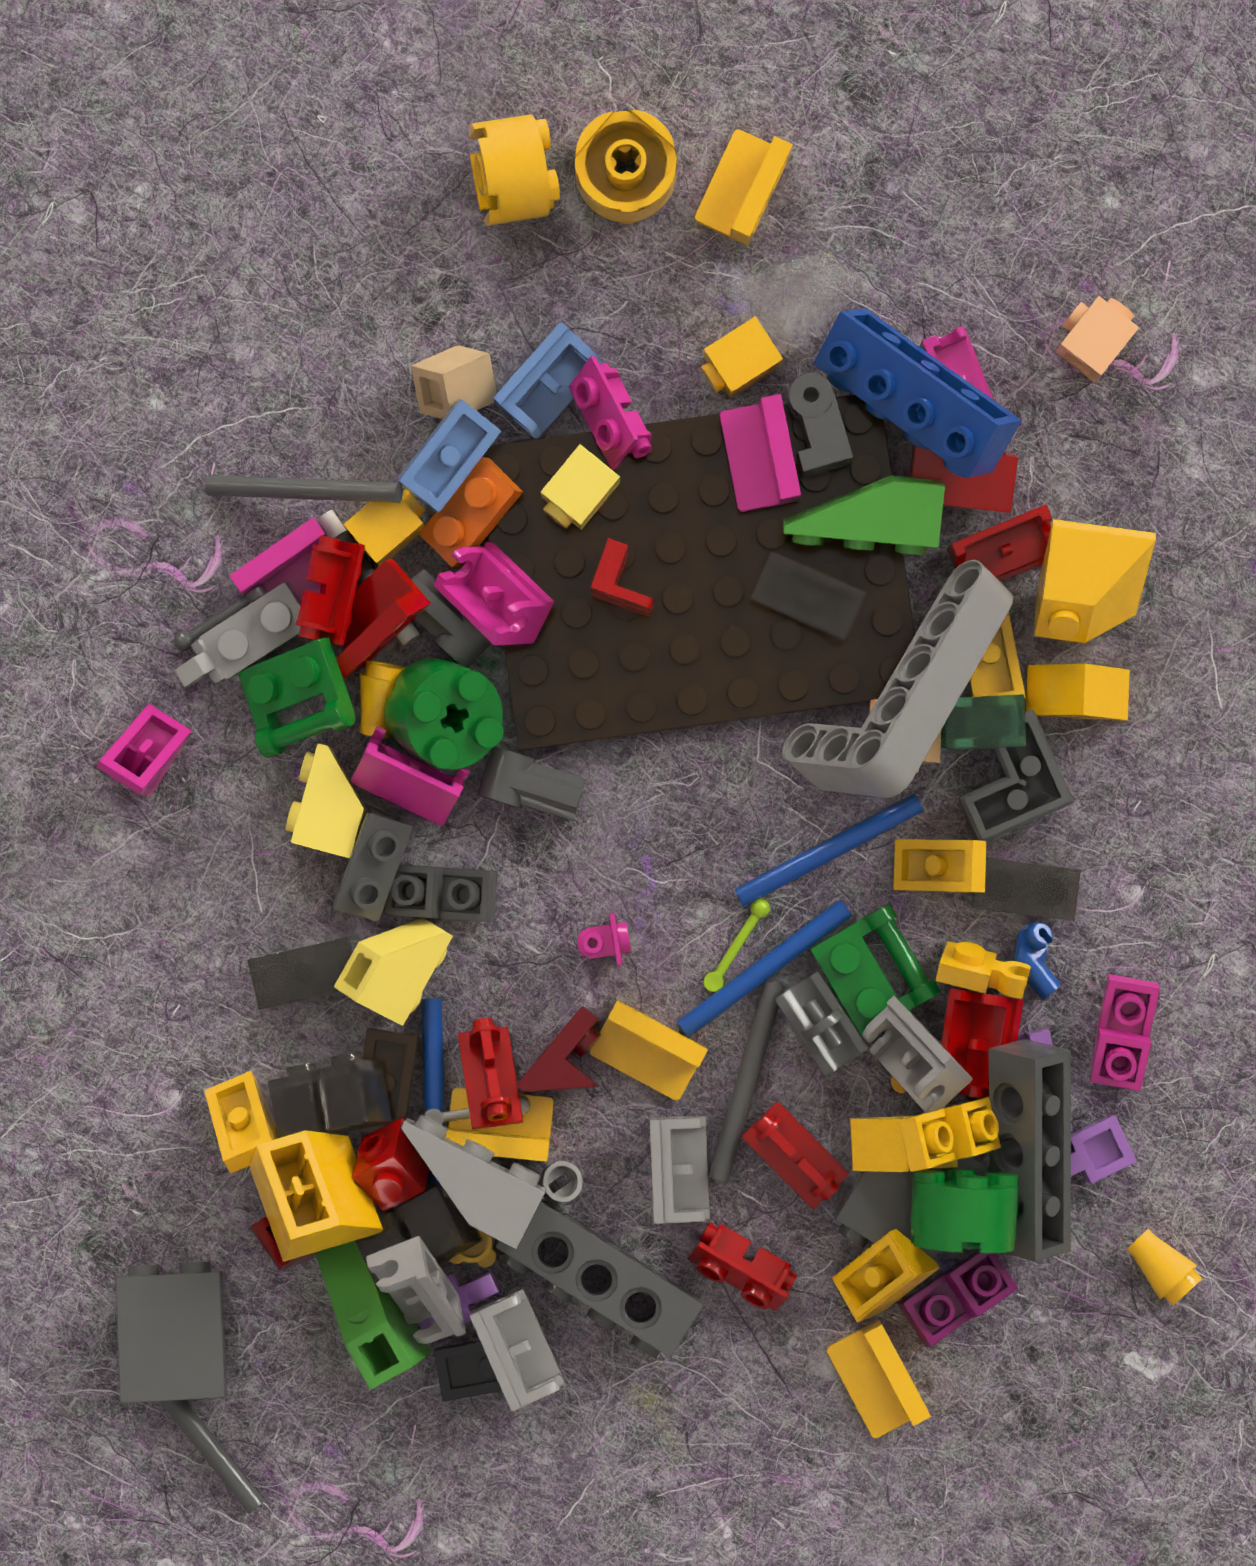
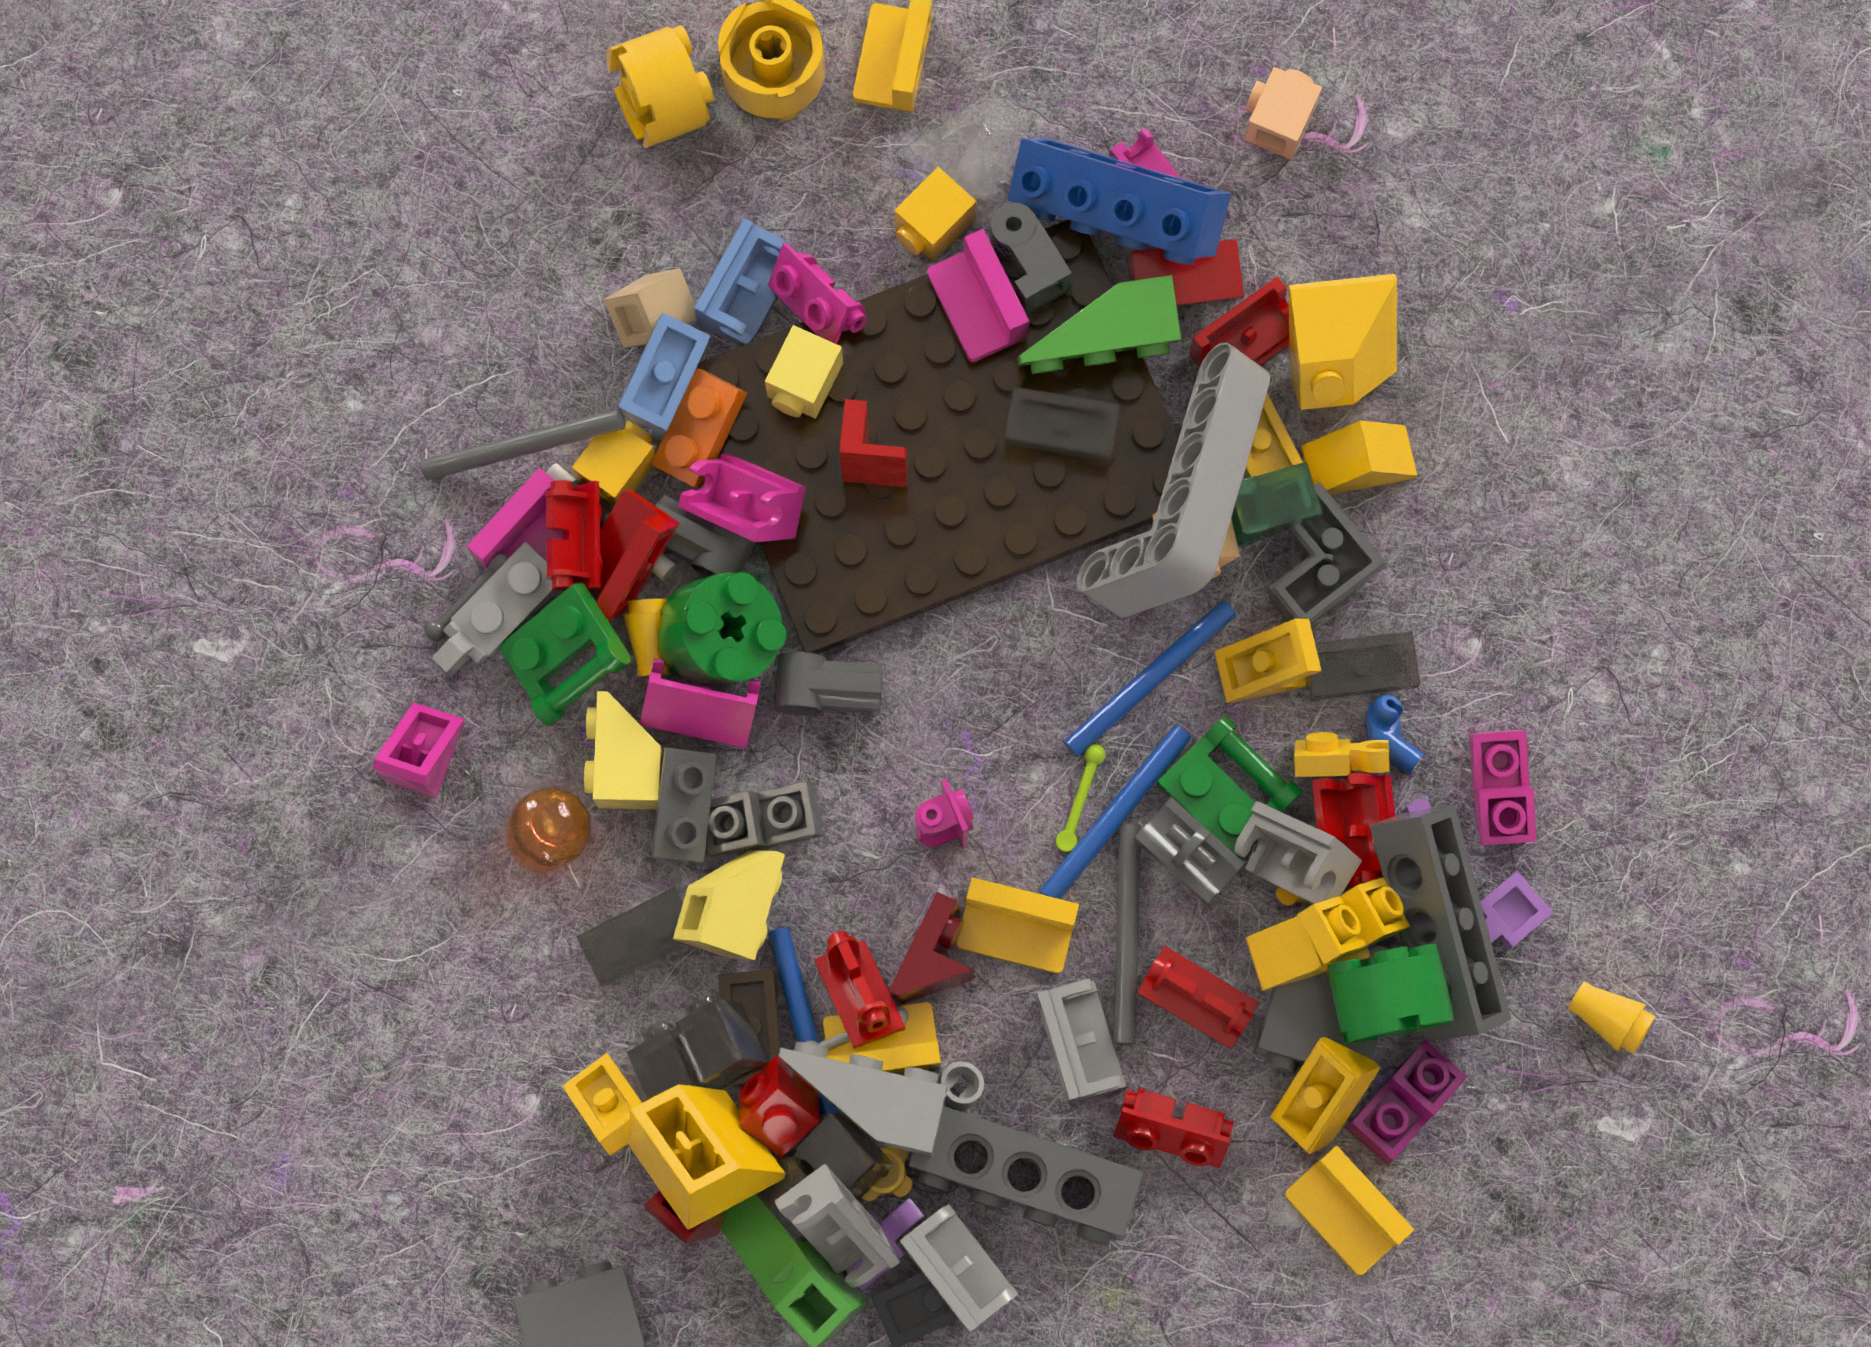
camera: 15 degrees left, 10 degrees down
(244, 854) = (547, 829): none -> clear orange hair

